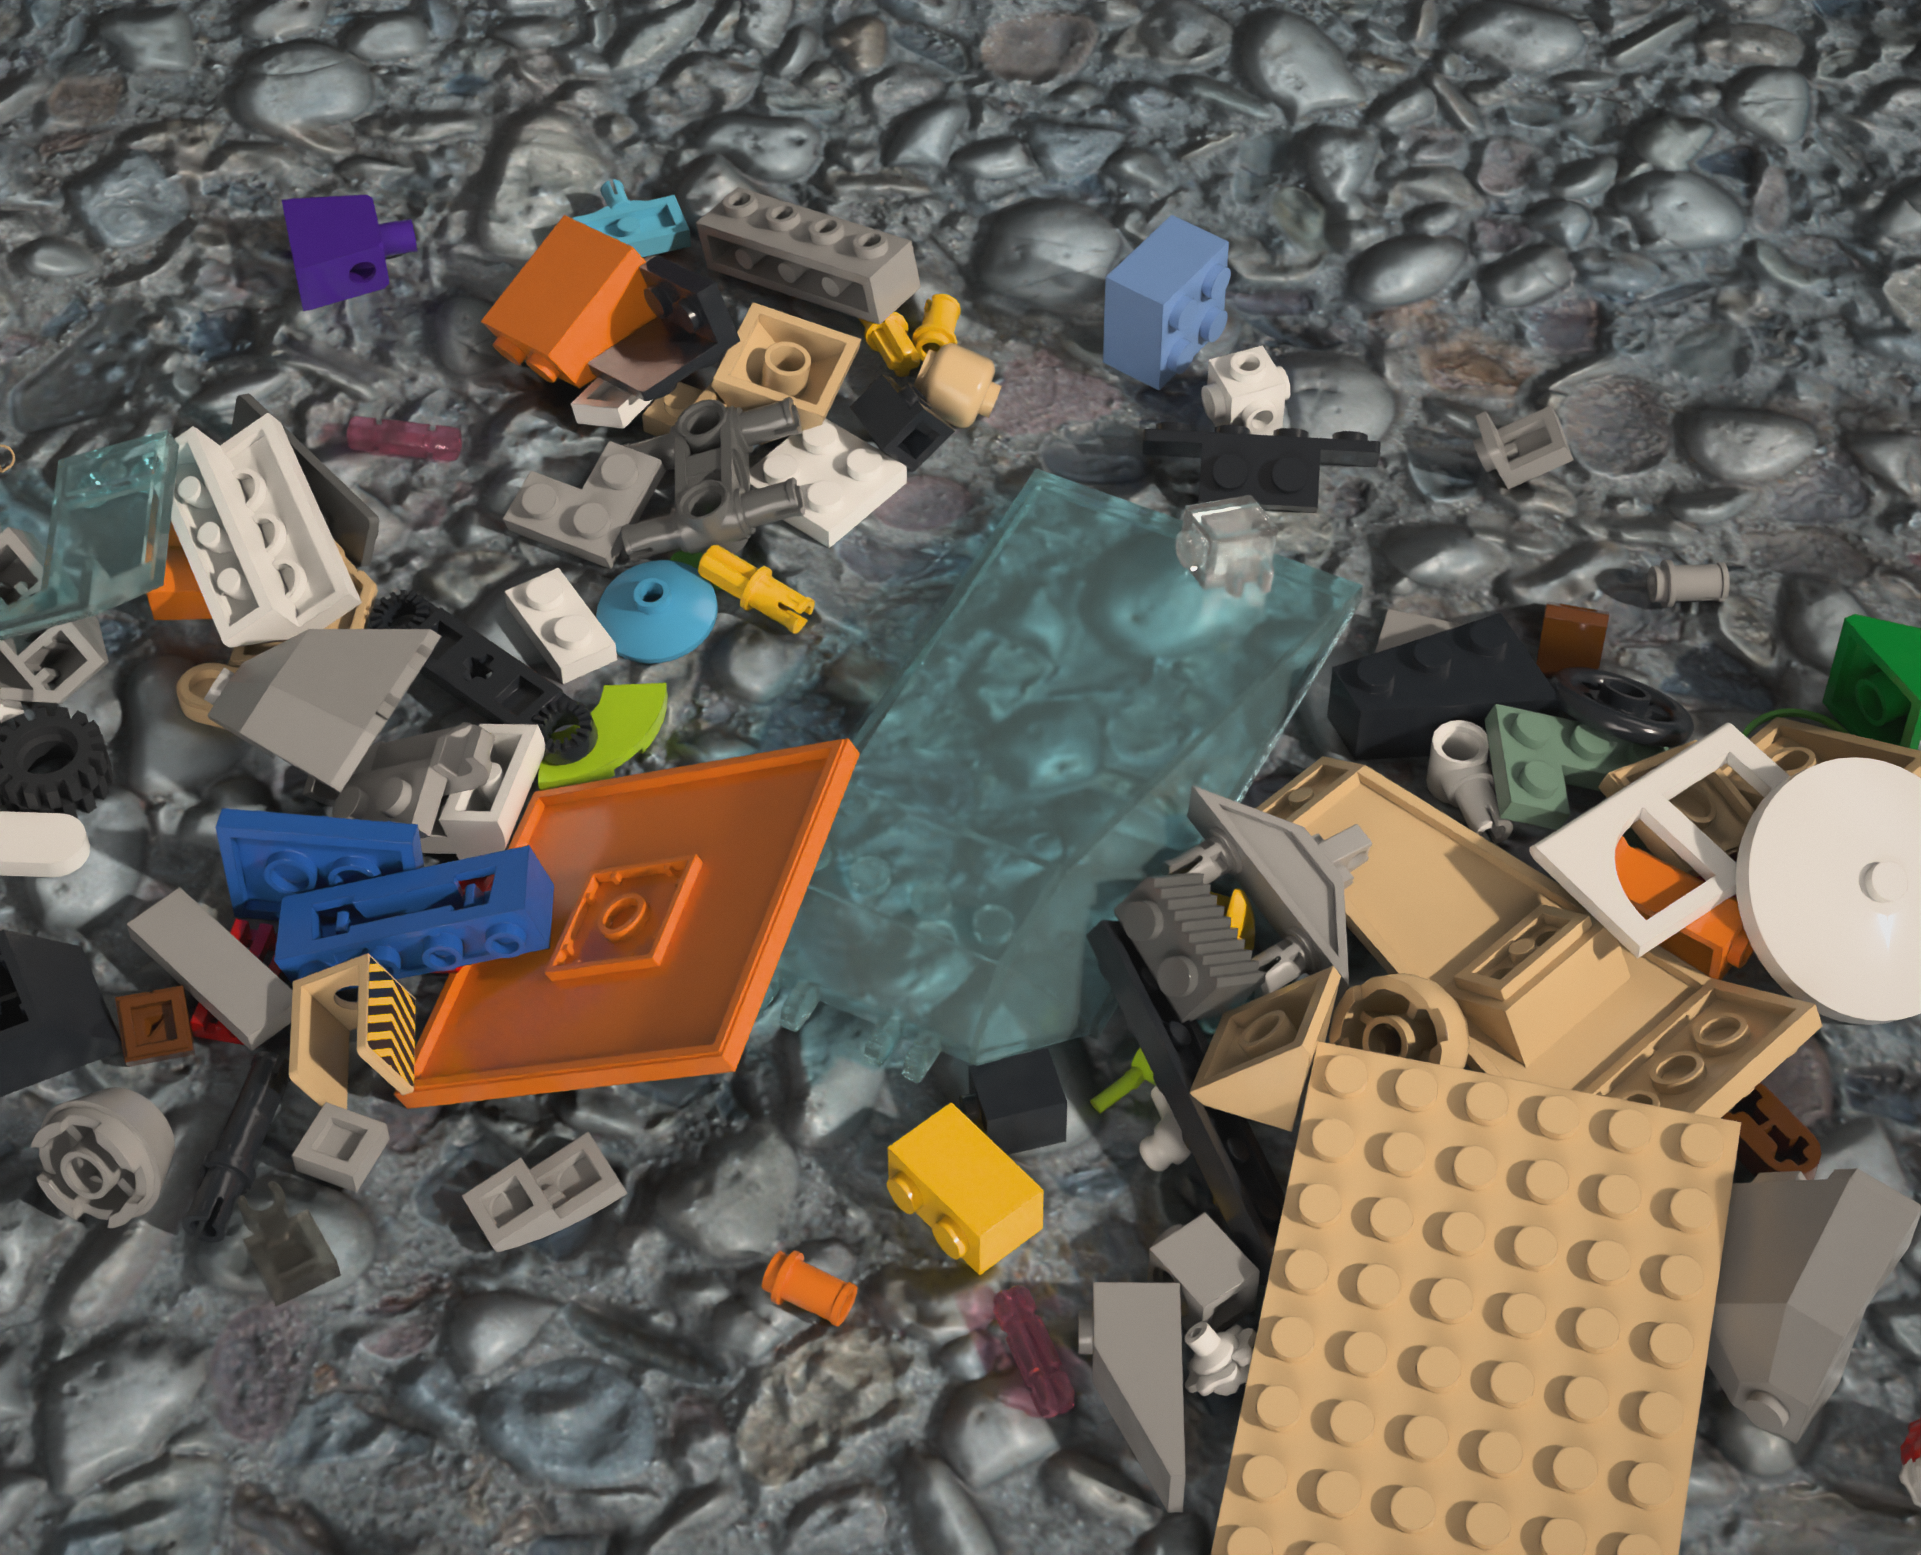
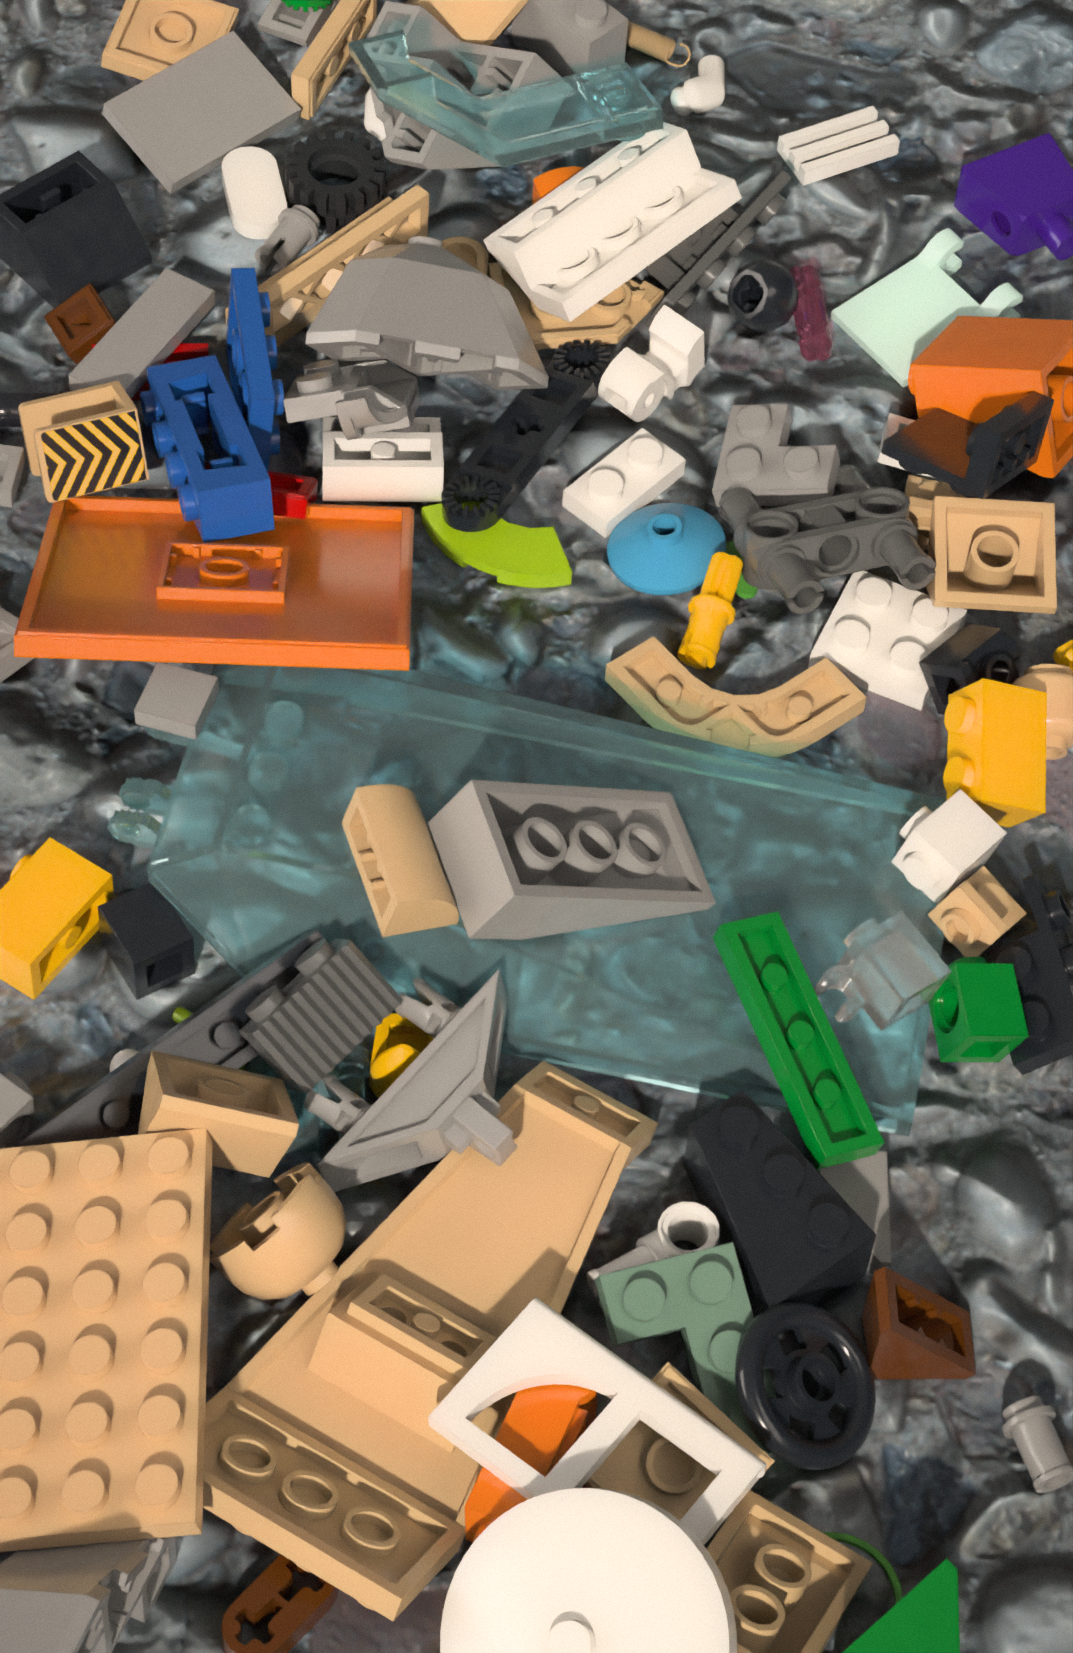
camera: 70 degrees right, 5 degrees up
(55, 440) = (702, 92): none -> white arm
(104, 812) = (296, 229): none -> light grey pin
(169, 789) = (305, 284): none -> tan fence
(188, 340) = (833, 139): none -> white tile
(381, 458) = (763, 296): none -> black piece
(422, 552) = (639, 381): none -> white leg
(444, 364) = (915, 304): none -> light aqua flag
(802, 977) = (176, 700): none -> light grey tile
(883, 618) = (758, 723): none -> tan plate
(1009, 419) = (998, 749): none -> yellow brick
(1076, 818) = (398, 860): none -> tan brick
(1092, 712) = (564, 858): none -> light grey slope
(1101, 476) = (946, 845): none -> white brick
(1163, 485) = (976, 913): none -> tan bracket
(1284, 488) = (978, 1012): none -> green brick
(1288, 617) = (798, 1040): none -> green plate

